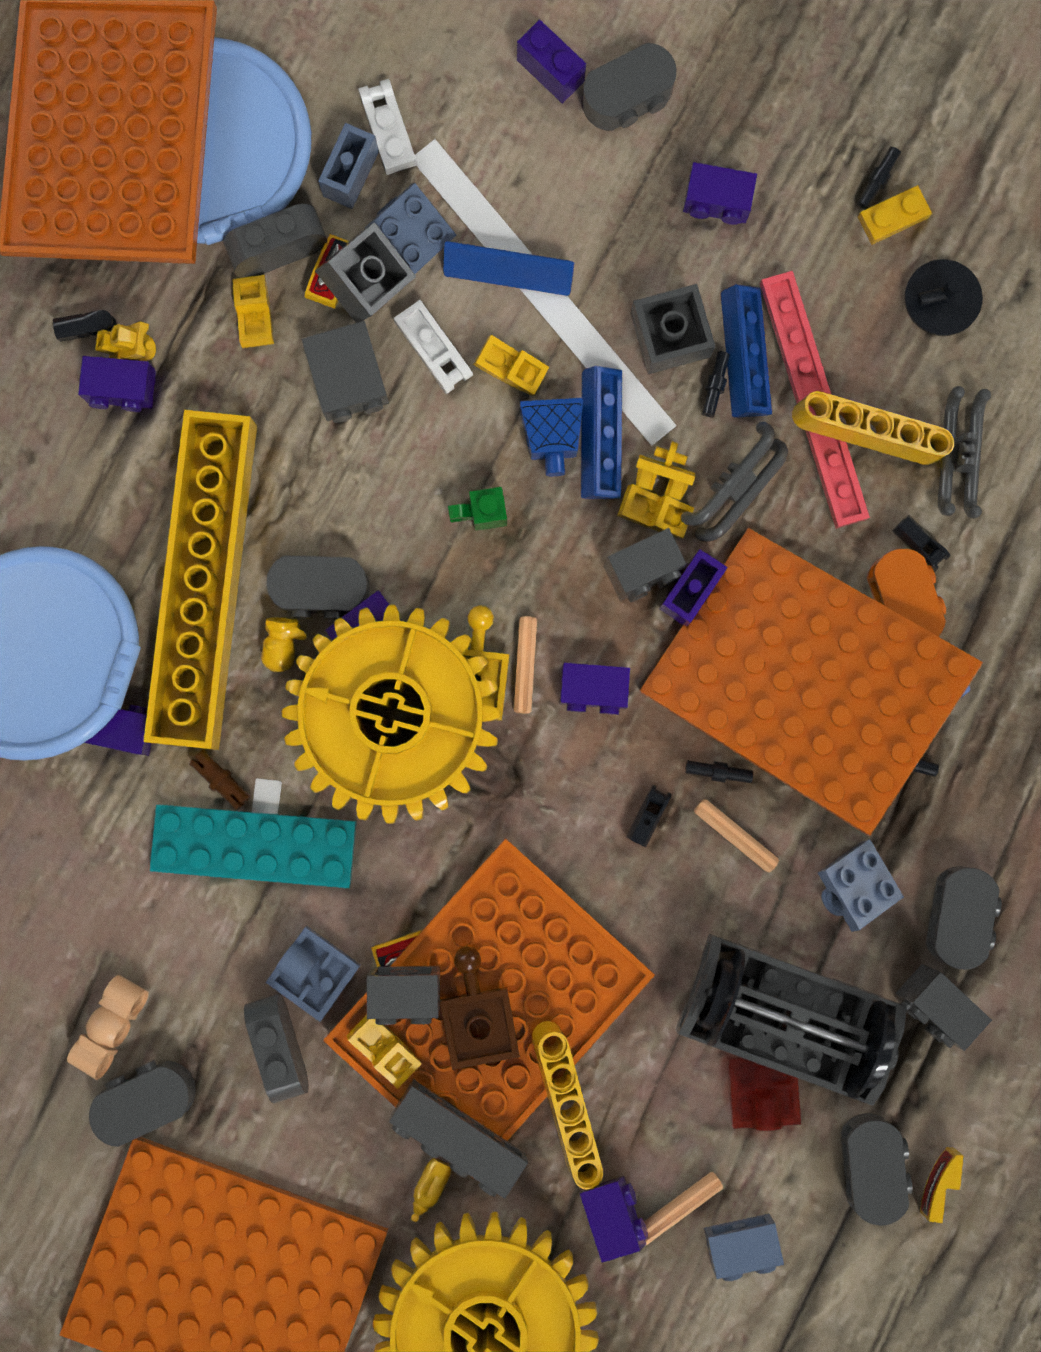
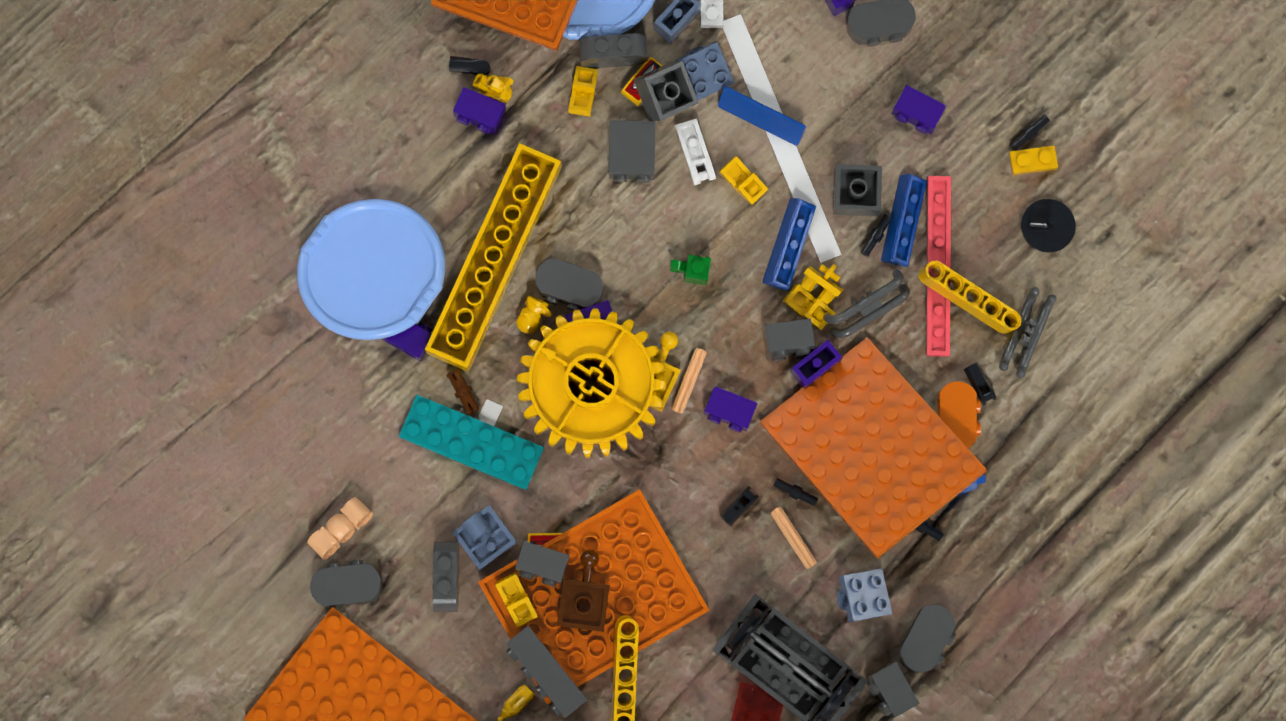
camera: 20 degrees right, 5 degrees down
(552, 431) = (756, 232): blue torso -> none

